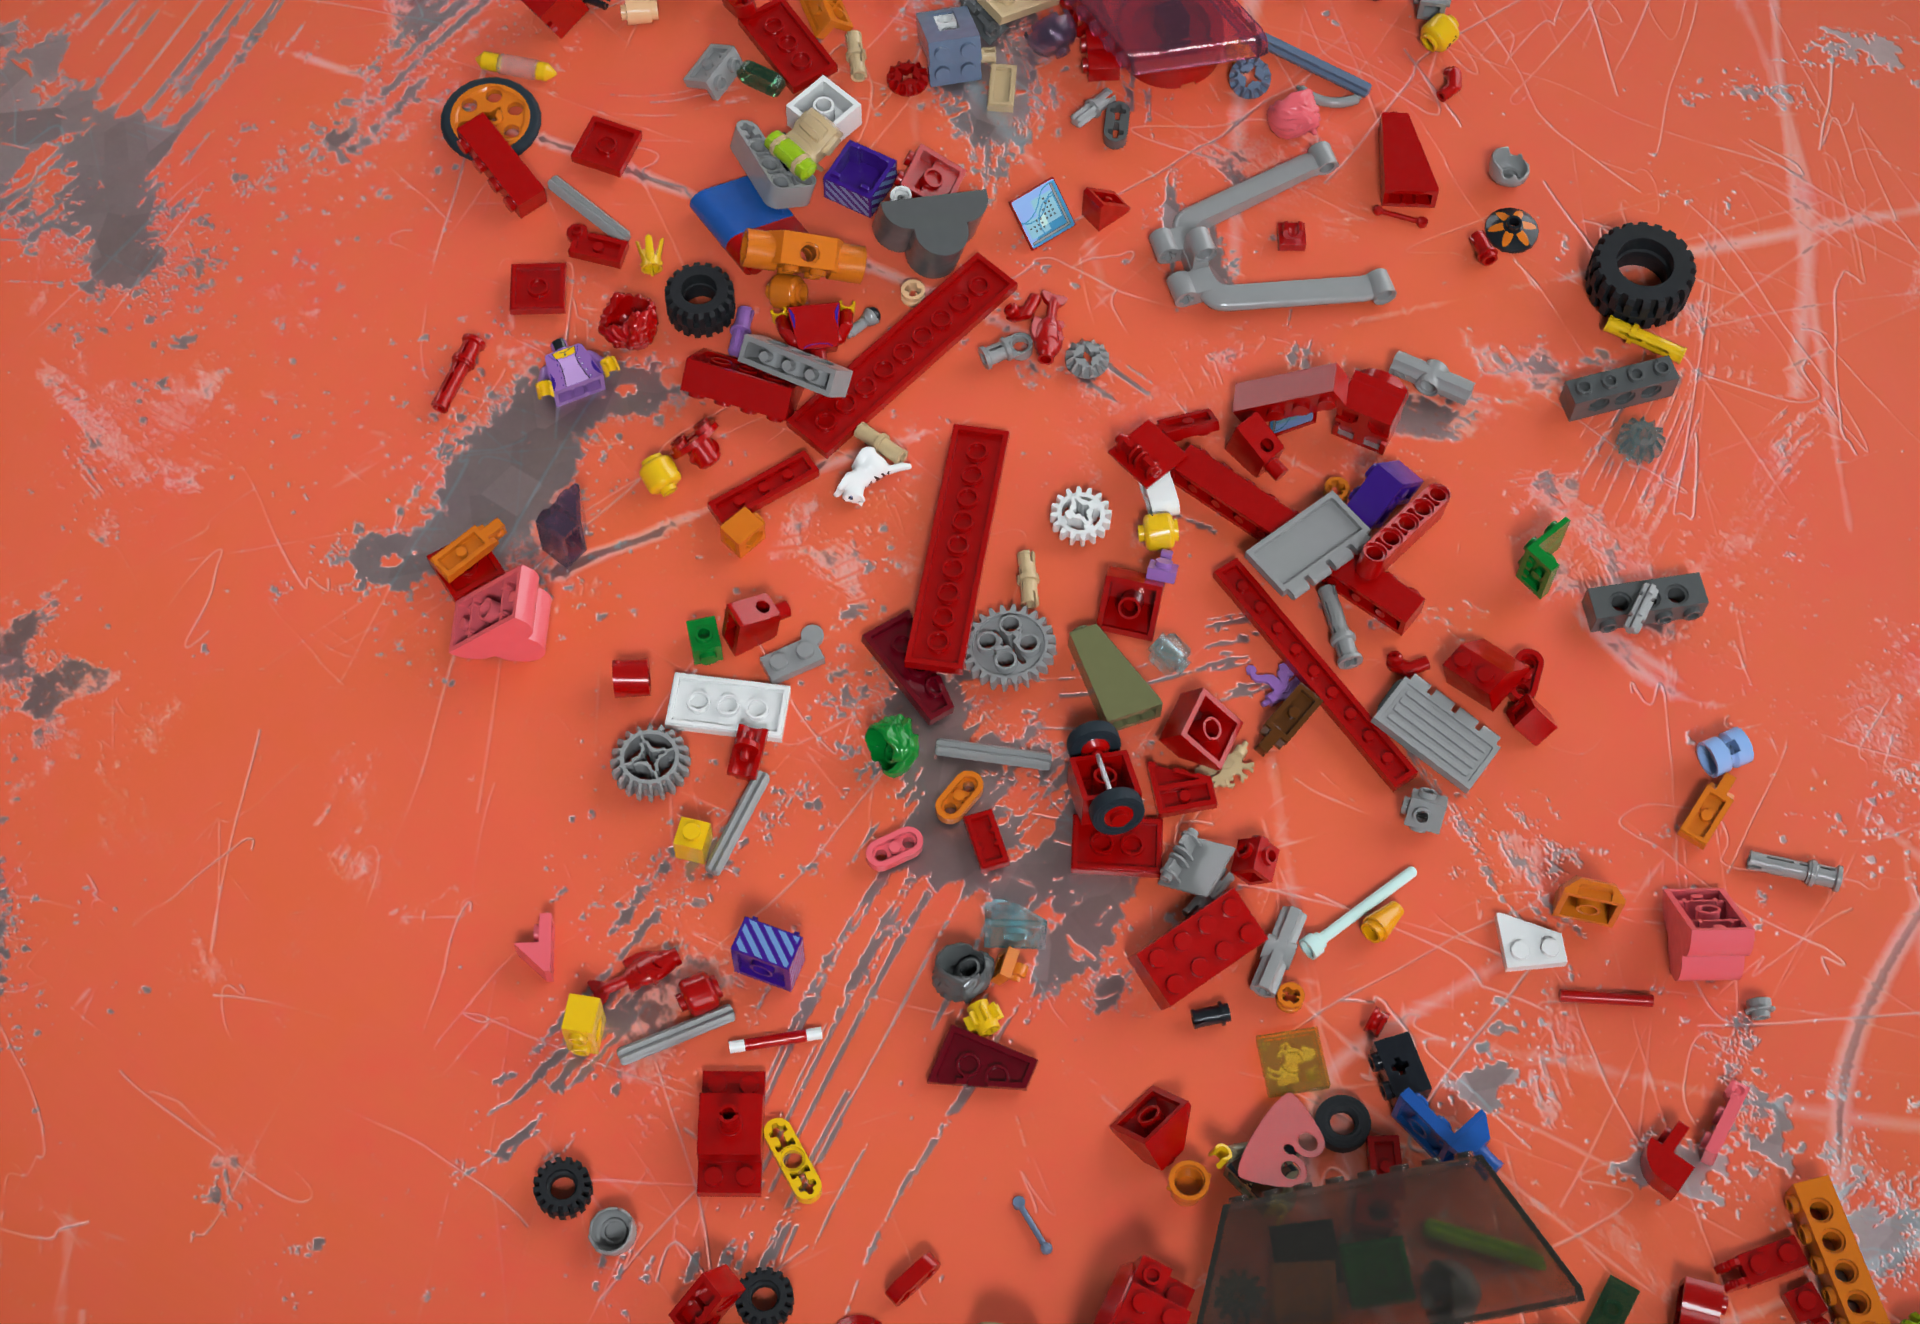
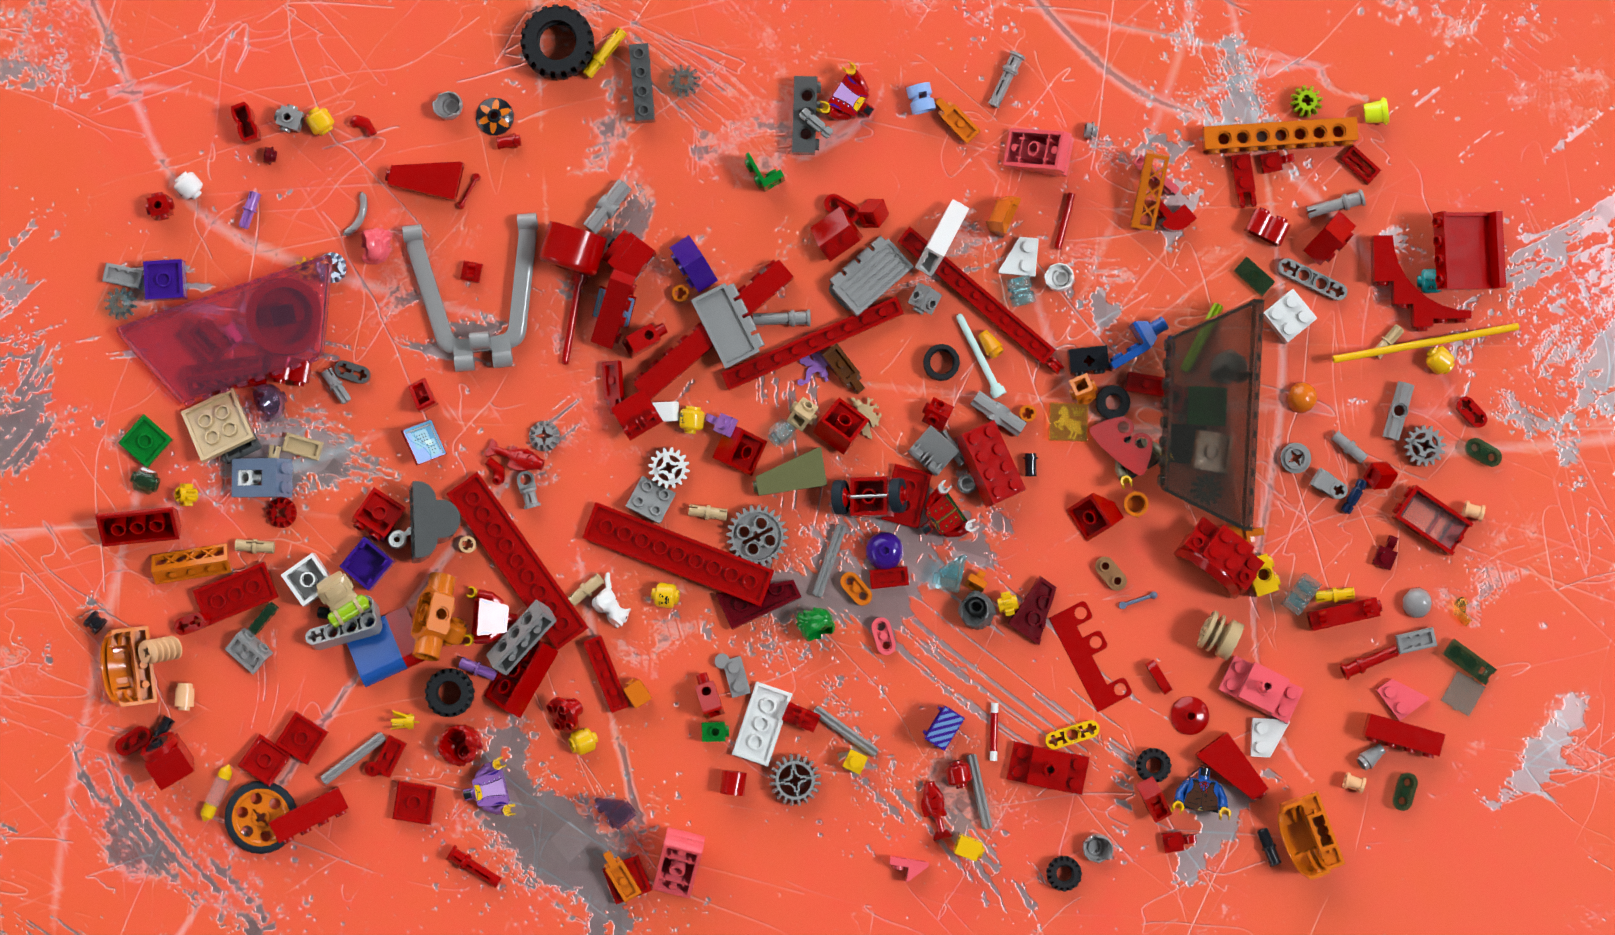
camera: 80 degrees left, 25 degrees up
(567, 109) = (264, 760): none -> red tile
(870, 317) = (482, 577): light grey piece -> none
(893, 542) = (665, 595): none -> yellow head
(921, 1154) = (1081, 656): none -> red piece
(1026, 827) = (884, 550): none -> dark purple cylinder
(1027, 502) = (650, 500): none -> light grey hinge
(1067, 1172) = (1111, 573): none -> medium nougat plate
(1103, 900) = (945, 515): none -> red torso
(1156, 925) = (966, 484): none -> light grey plate
(1180, 791) = (878, 449): red wing -> none
(1205, 670) = (802, 414): none -> tan brick
(1318, 66) = (326, 219): sand blue axle -> none
(1318, 359) = (578, 282): none -> red piece
(1337, 834) = (955, 358): none -> black tyre
(1351, 1066) = (1082, 389): none -> orange brick
(1361, 328) = (572, 248): none -> red piece
(1402, 531) = (723, 252): red beam -> none
(1404, 667) = (819, 283): red arm -> none
(1450, 890) = (982, 300): none -> red plate
(1481, 946) = (1020, 291): none -> clear light blue wheel
(1516, 1001) = (1059, 277): none -> white hair
(1526, 811) = (942, 237): none -> white slope
(1690, 654) = (848, 97): none -> torso
(1698, 1096) = (1142, 189): none -> orange fence

